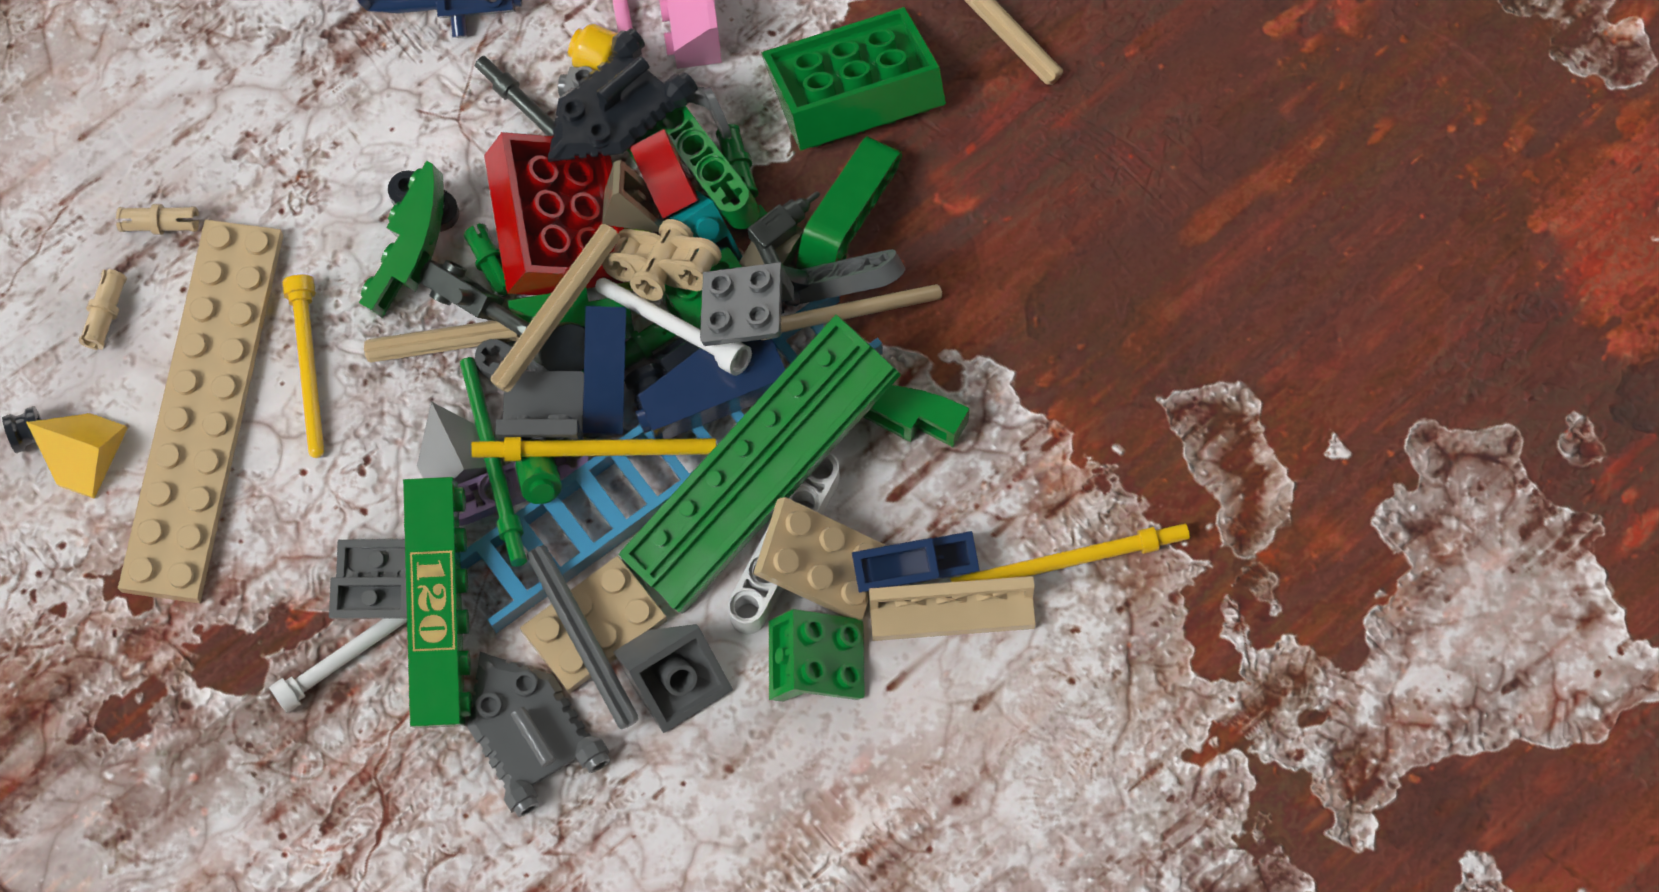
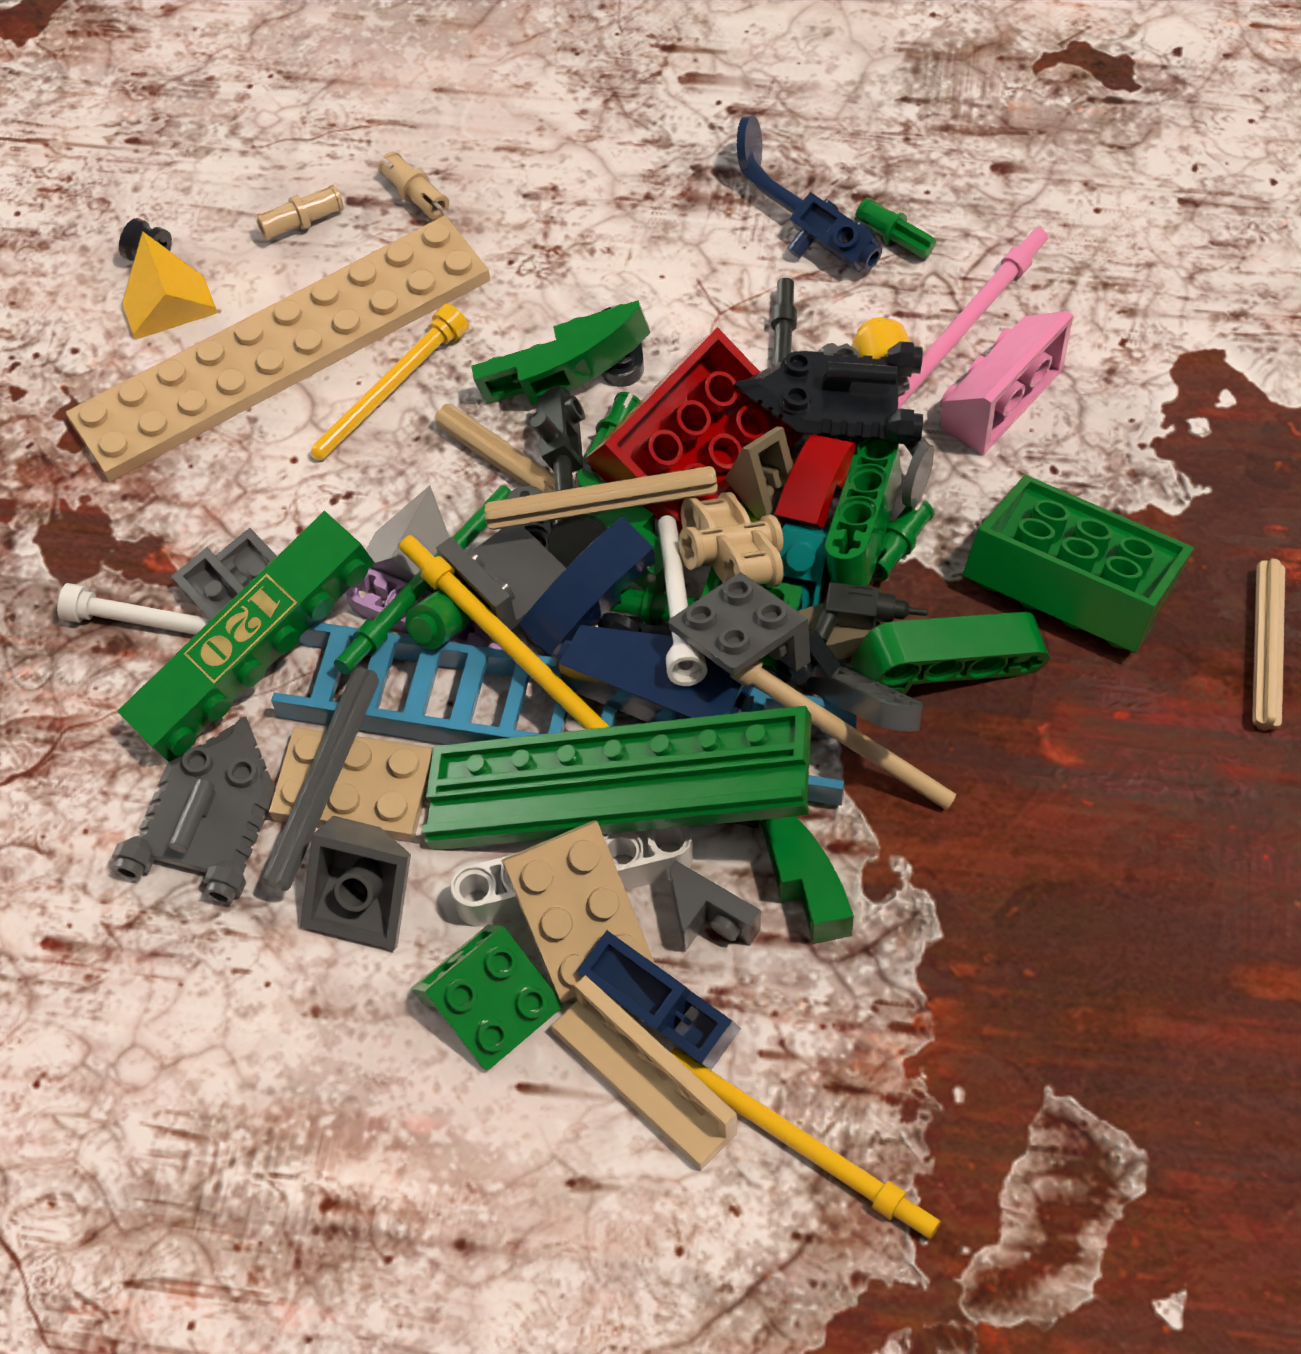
camera: 50 degrees right, 10 degrees down
(870, 486) = (703, 901): none -> dark grey slope

